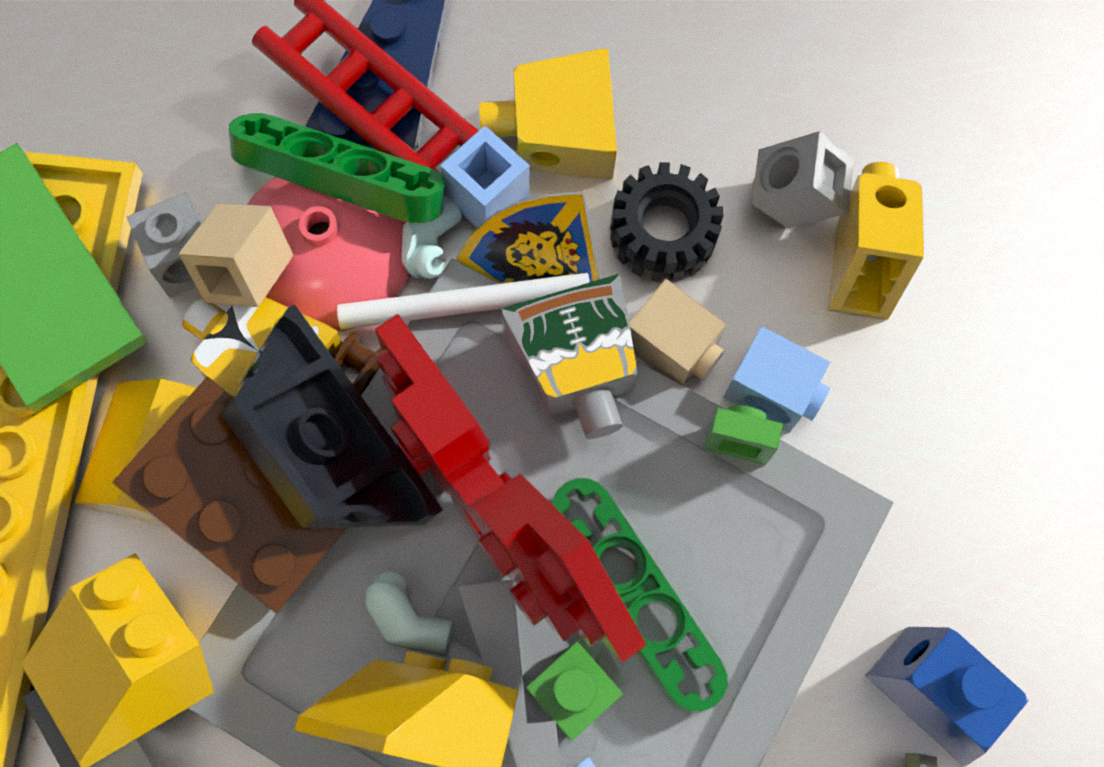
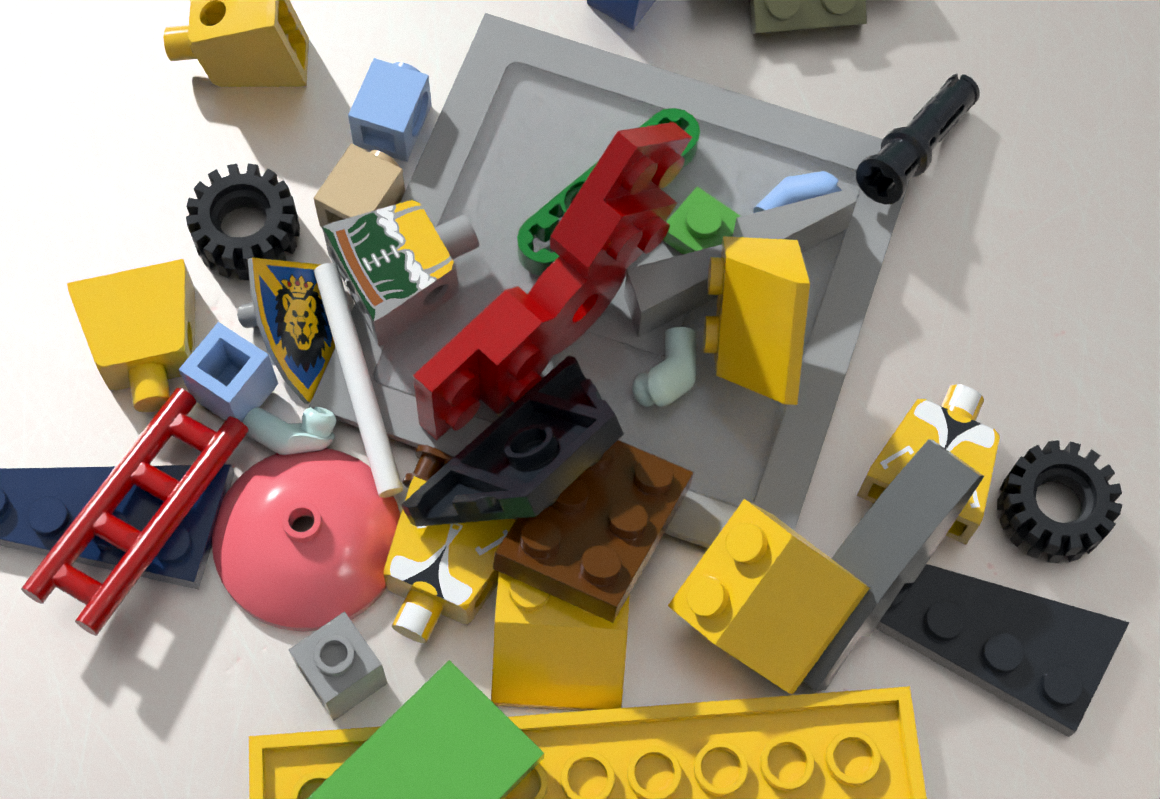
camera: 100 degrees left, 5 degrees down
(236, 254) = (352, 577): tan brick -> none
(337, 167) = (239, 523): green beam -> none
(743, 434) = (452, 120): bright green plate -> none
(803, 180) = (193, 79): light grey brick -> none

